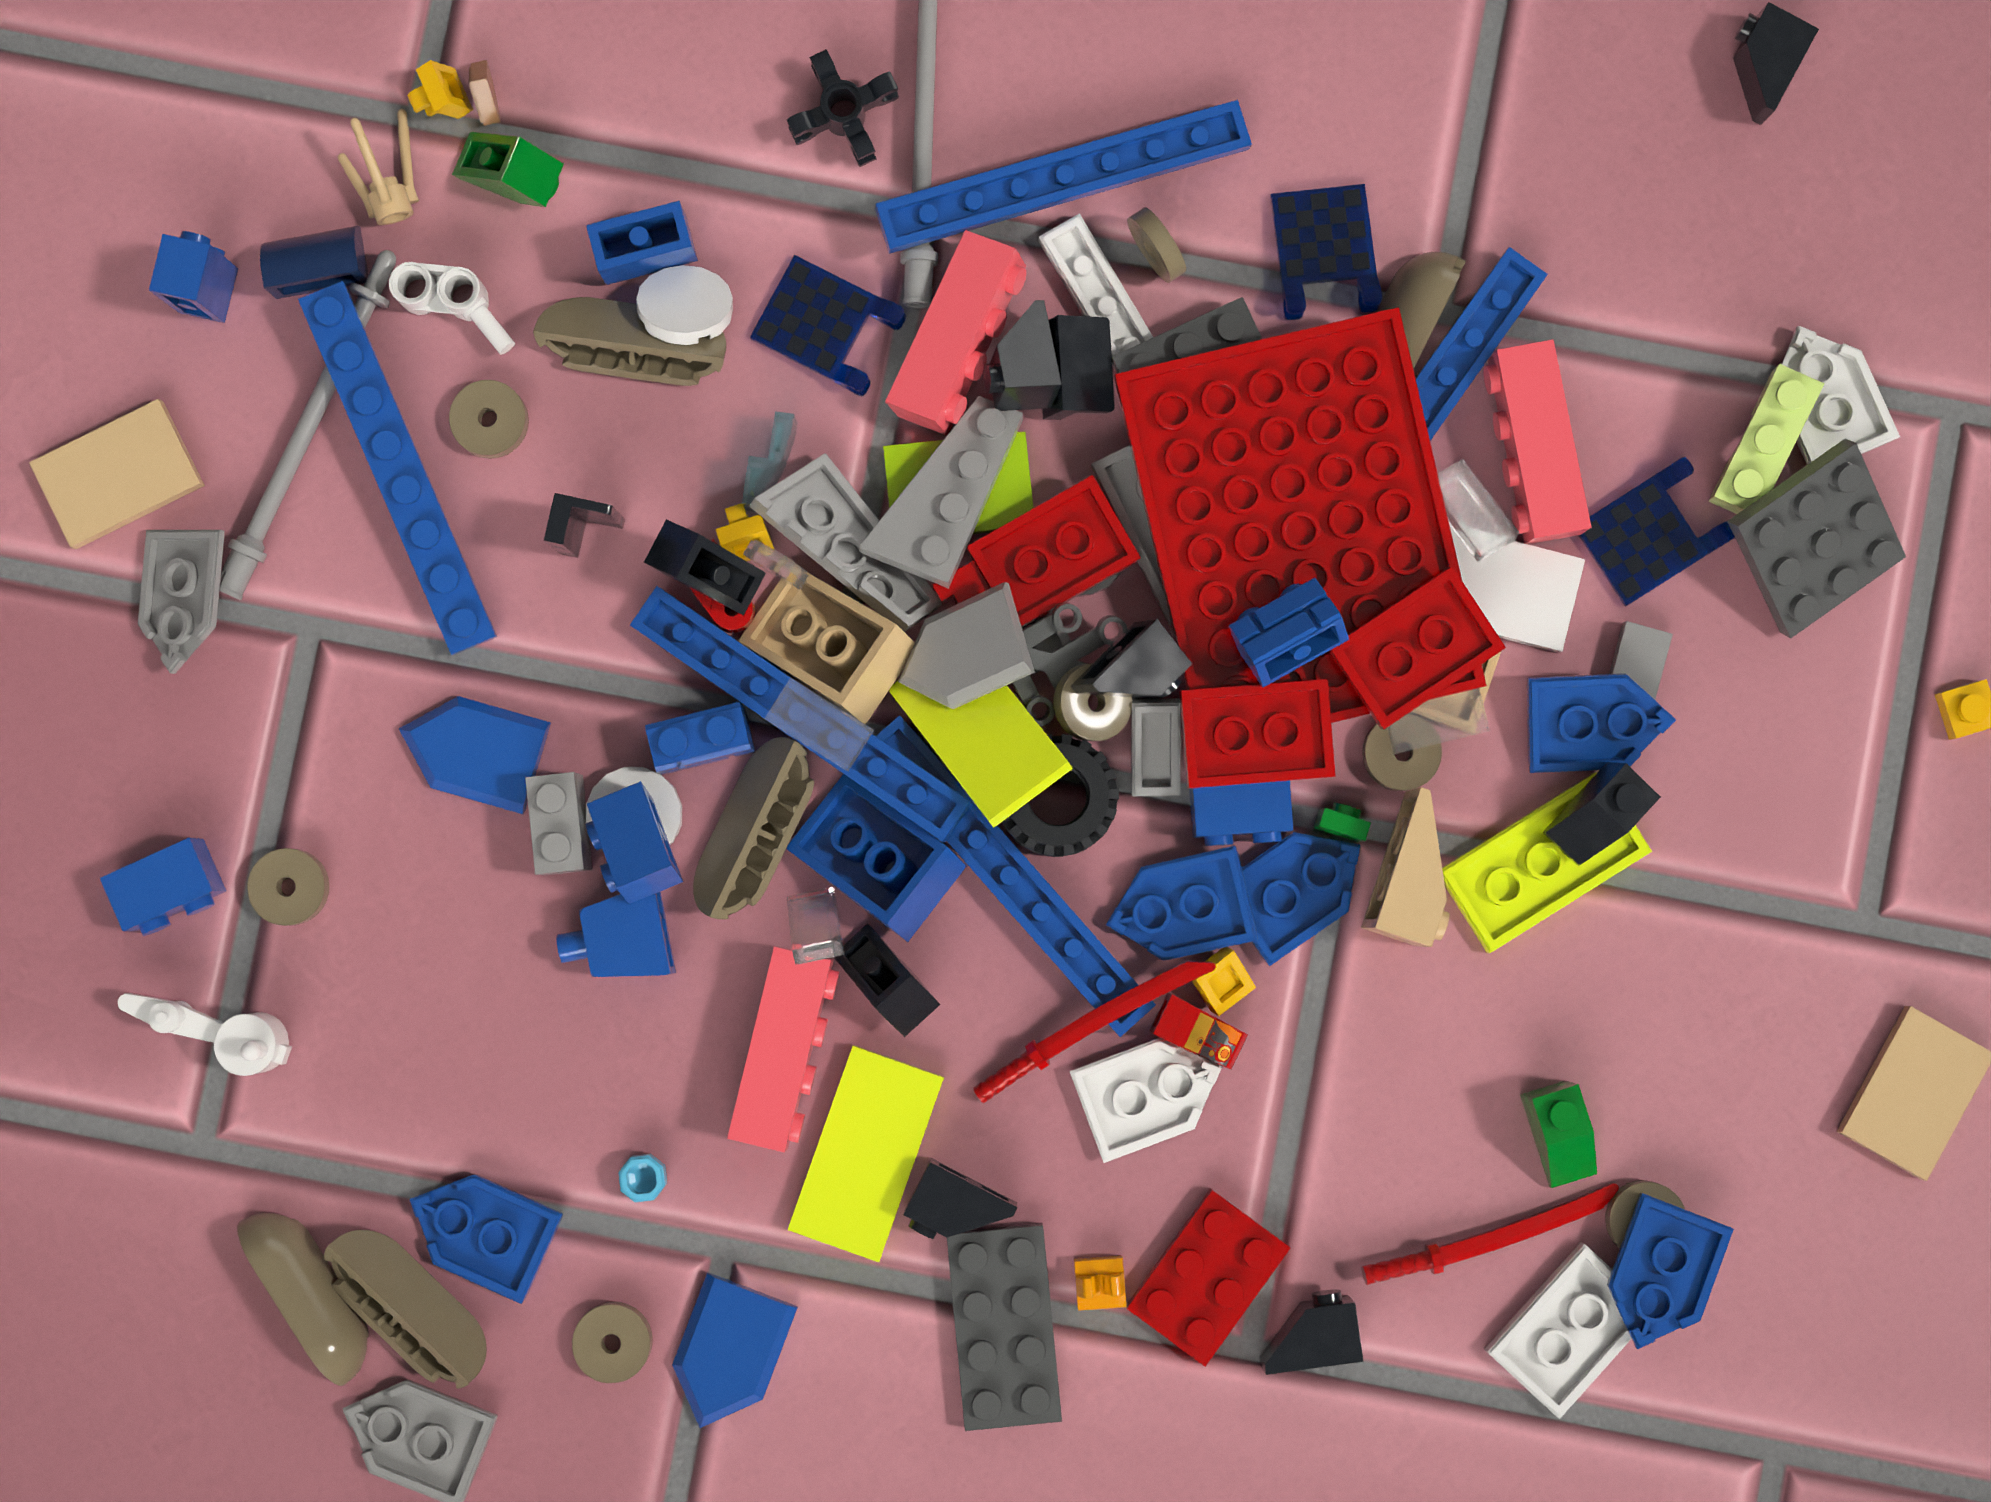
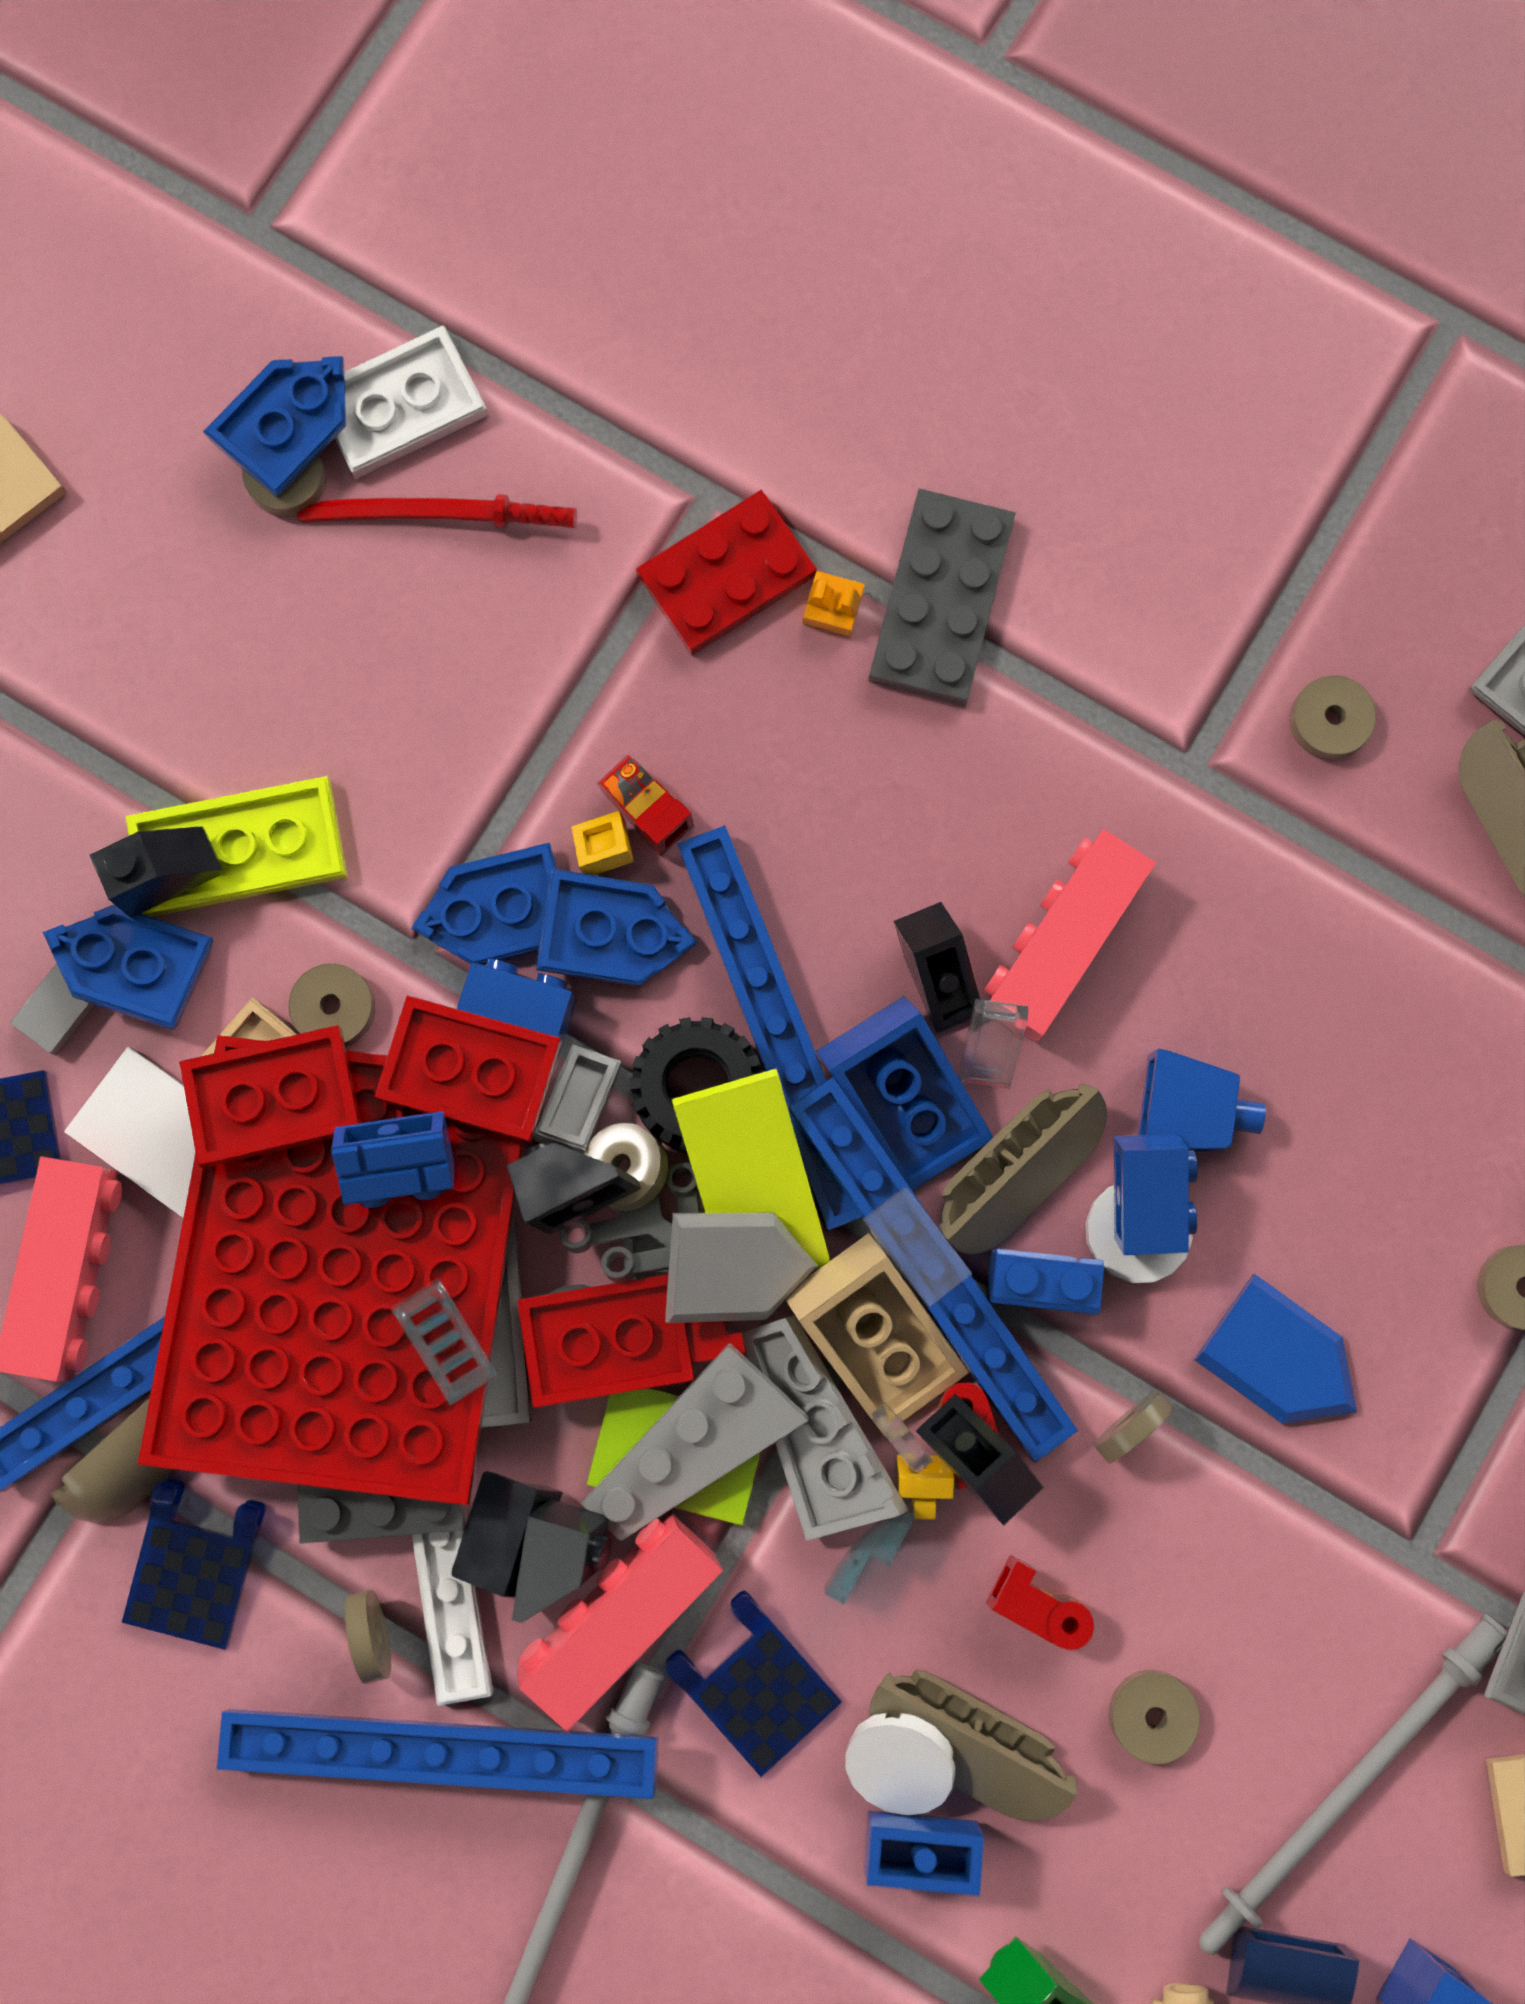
camera: 155 degrees left, 5 degrees down
(397, 468) = (1272, 1704): blue plate -> none
(438, 297) = (1166, 1877): white beam -> none
(487, 1233) = (1425, 865): blue tile -> none
(558, 823) = (1222, 1246): light grey piece -> none
(569, 519) = (1108, 1563): black panel -> none
(584, 644) = (1133, 1426): none -> dark tan piece
(602, 465) = (1051, 1617): none -> red leg
(642, 1177) = (1250, 862): medium azure tile -> none
(730, 1348) = (1217, 672): blue tile -> none
(865, 1153) = (1018, 807): neon yellow tile -> none
(875, 93) = (689, 1922): black pin -> none
(954, 1203) = (948, 725): black slope -> none
(1039, 1053) = (810, 839): red sword -> none
(1143, 1095) = (724, 763): white tile -> none
(1220, 524) = (470, 1380): none -> clear light blue slope
(1316, 1335) = (645, 478): black slope -> none
(1342, 822) = (419, 955): green plate -> none
(1410, 882) = (376, 867): tan slope -> none
(1440, 722) = (276, 1017): clear tile -> none
(1474, 512) = (154, 1220): clear tile -> none
(1561, 1132) = (329, 584): green slope -> none

